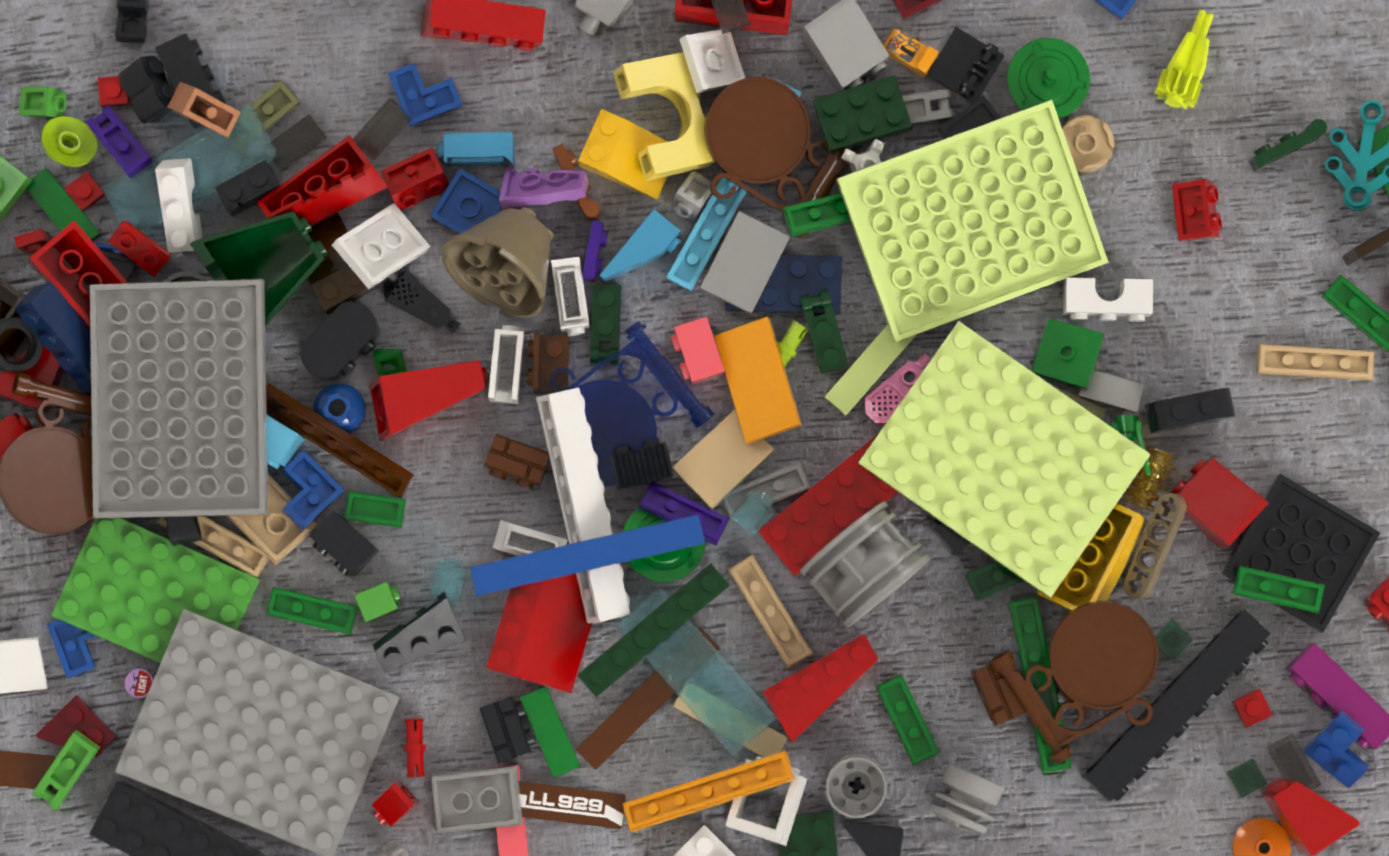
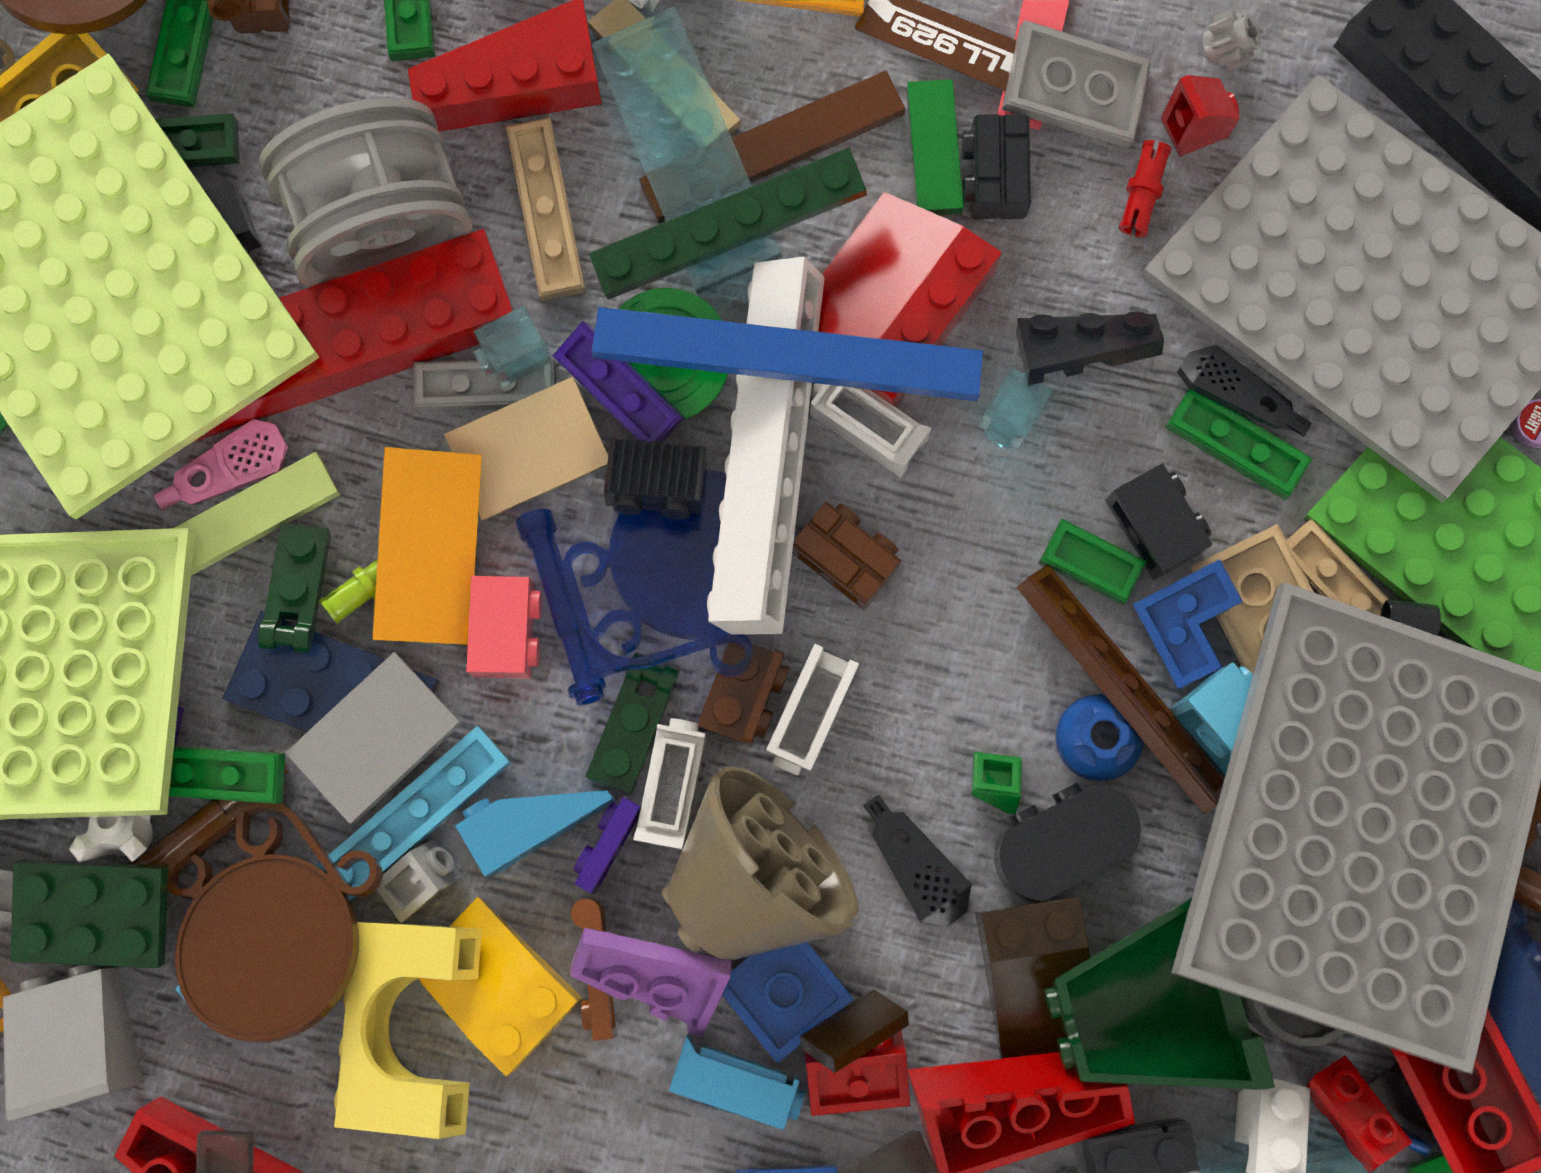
camera: 160 degrees left, 5 degrees down
(316, 641) = (1232, 385): none -> black piece
(378, 601) = (1133, 416): bright green brick -> none
(381, 245) = (953, 972): white plate -> none
(417, 395) = (966, 705): red slope -> none
(423, 198) = (854, 1031): none -> dark brown tile
(711, 60) = (295, 1096): white plate -> none

